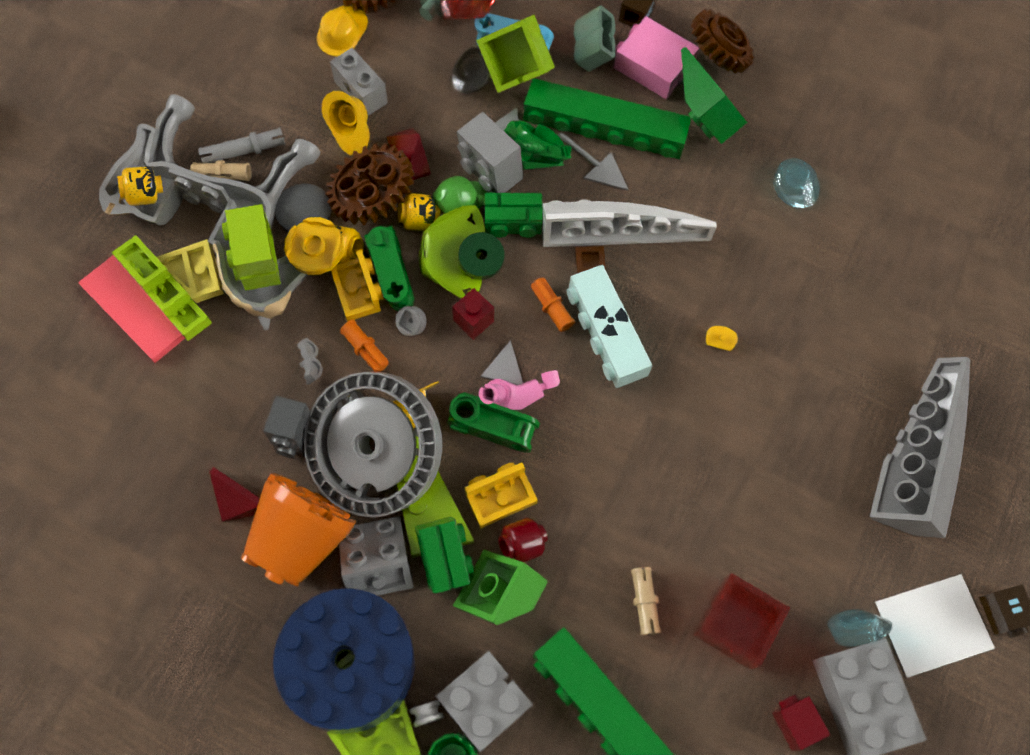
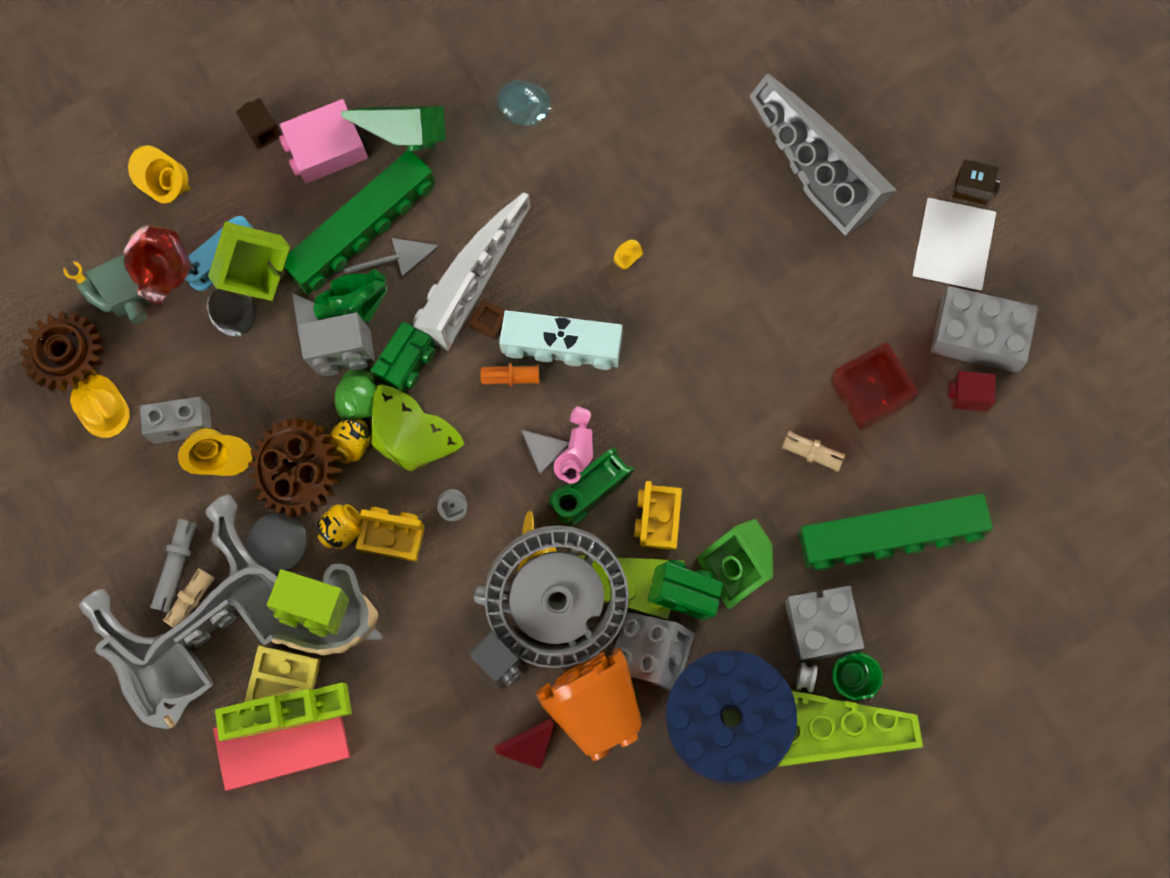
camera: 50 degrees left, 5 degrees up
(139, 185) = (170, 679): yellow head -> none
(312, 366) = (430, 611): light grey piece -> none
(314, 246) = (332, 549): yellow tile -> none
(364, 346) = (451, 559): orange axle -> none
(390, 267) = (389, 494): green piece -> none
(411, 144) = (274, 409): dark red slope -> none
(473, 313) = (480, 446): dark red brick -> none
(483, 243) = (426, 422): dark green piece -> none
(523, 540) = (709, 519): dark red head -> none
(594, 38) = (271, 182): sand green brick -> none
(722, 41) = (349, 75): reddish brown gear -> none
(858, 627) = (927, 301): clear light blue hat -> none

